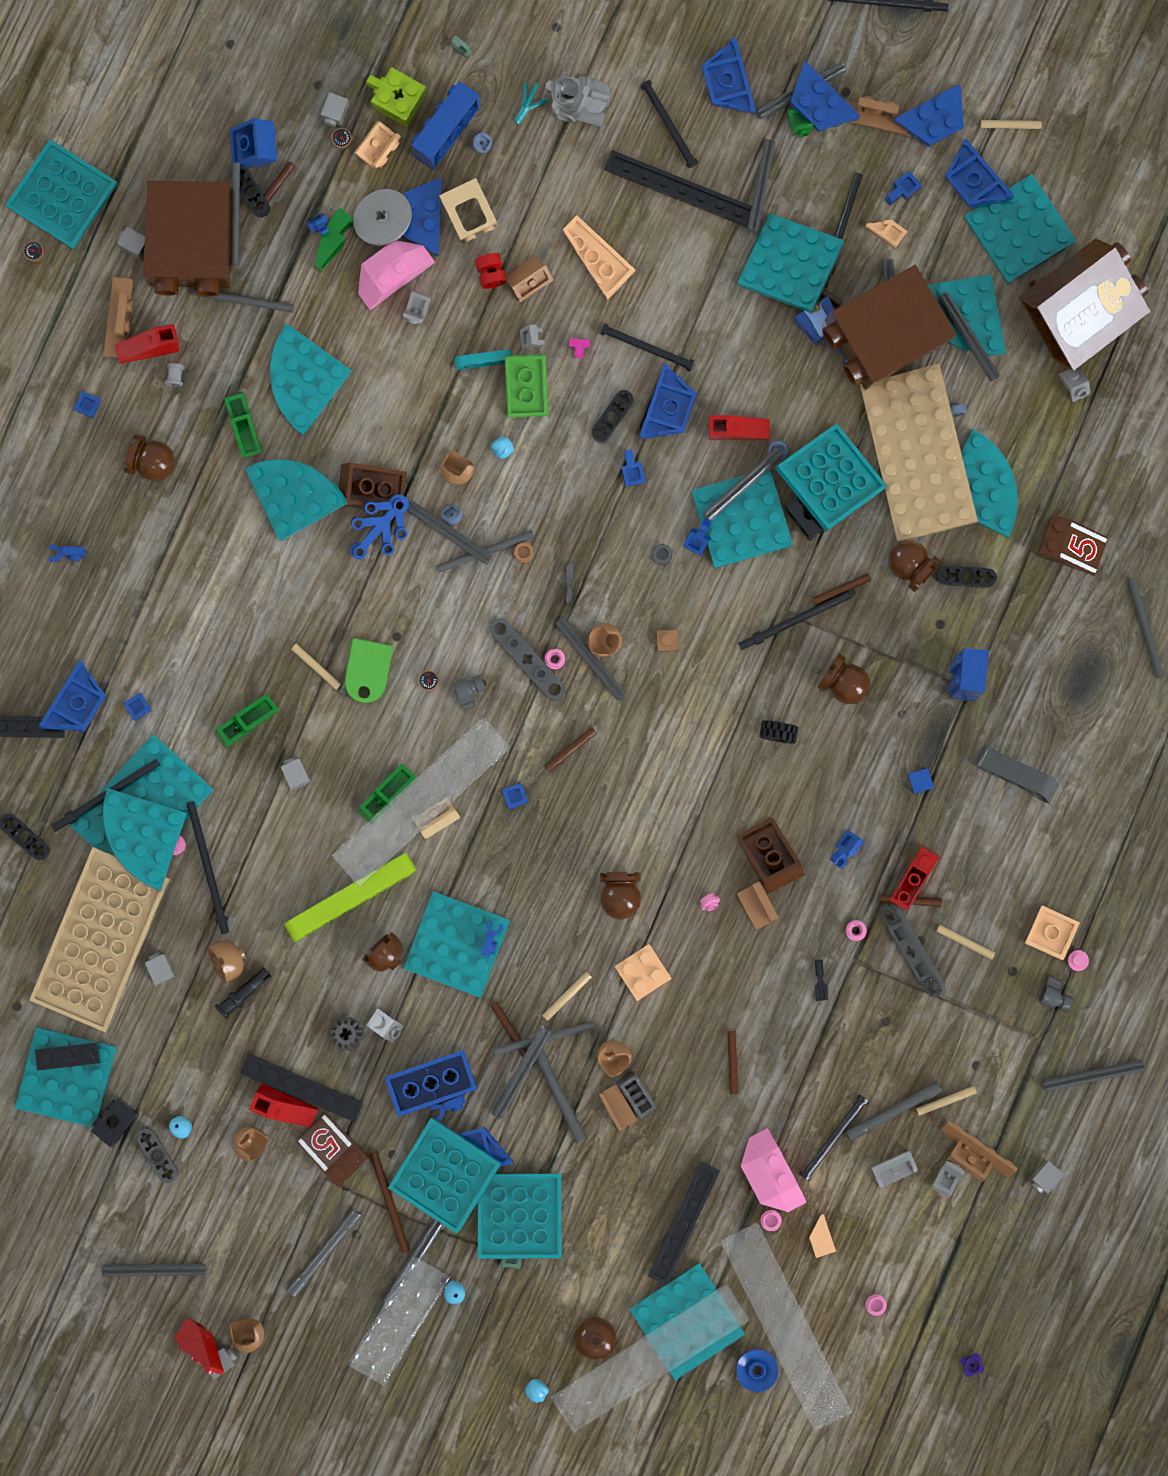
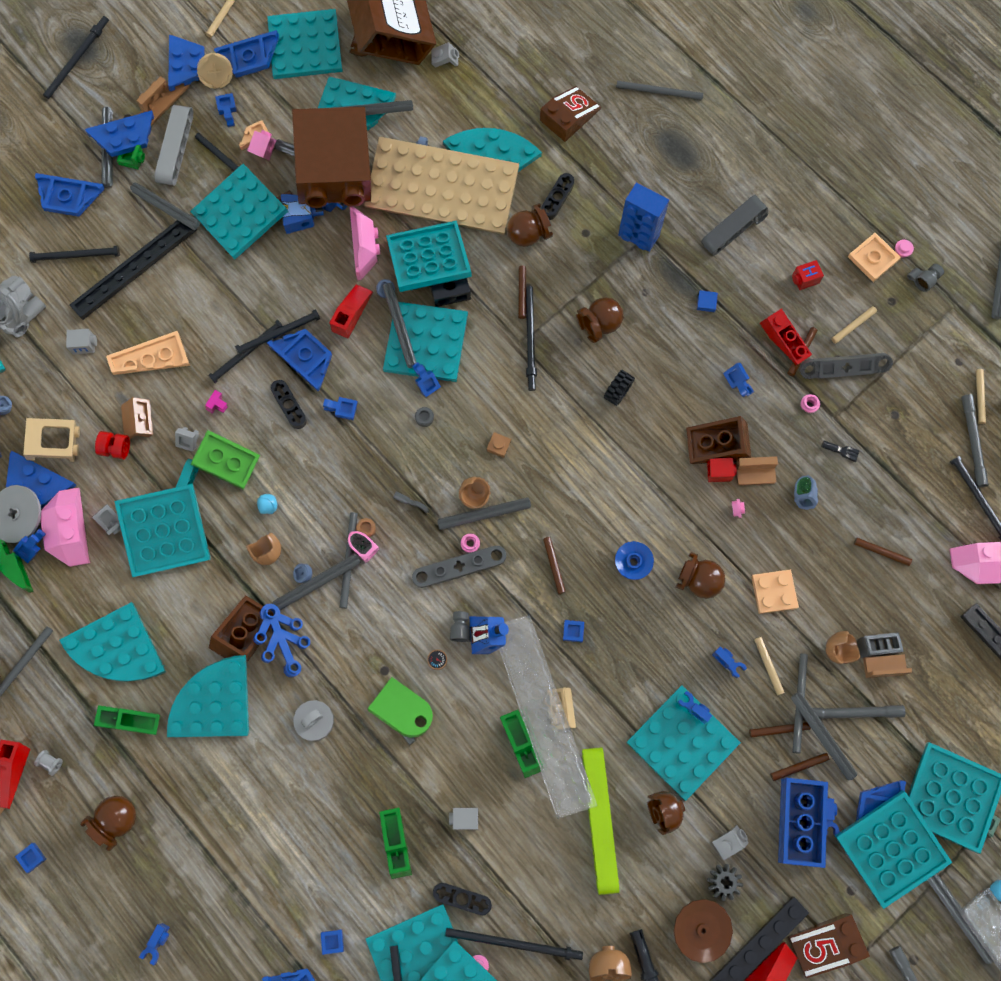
camera: 70 degrees left, 10 degrees down
(228, 788) = (479, 897): none -> black beam
(294, 1031) = (703, 931): none -> reddish brown piece
(316, 667) = (376, 755): tan bar -> none
(320, 594) = (313, 720): none -> light grey tile
(356, 247) = (27, 547): none -> blue plate
(389, 1201) = (894, 913): reddish brown piece -> none
(429, 363) = (162, 530): none -> teal plate
(472, 715) = (487, 634): none -> blue torso
(483, 1062) = (799, 766): none -> reddish brown bar
(503, 557) = (362, 545): none -> rock
(554, 950) = (725, 658): none -> blue plate
(580, 182) = (81, 341): none -> light grey brick
(611, 812) = (636, 551): none -> blue dish
(680, 368) = (278, 332): none -> black bar
(741, 869) = (721, 470): none -> red brick
(757, 962) = (806, 493): none -> sand blue rock
(816, 405) = (363, 242): none -> bright pink wedge
(835, 157) = (174, 145): none -> light grey beam
(876, 247) = (262, 144): none -> bright pink brick
(937, 155) = (214, 70): none -> tan tile
(996, 871) = (807, 275): none -> red brick

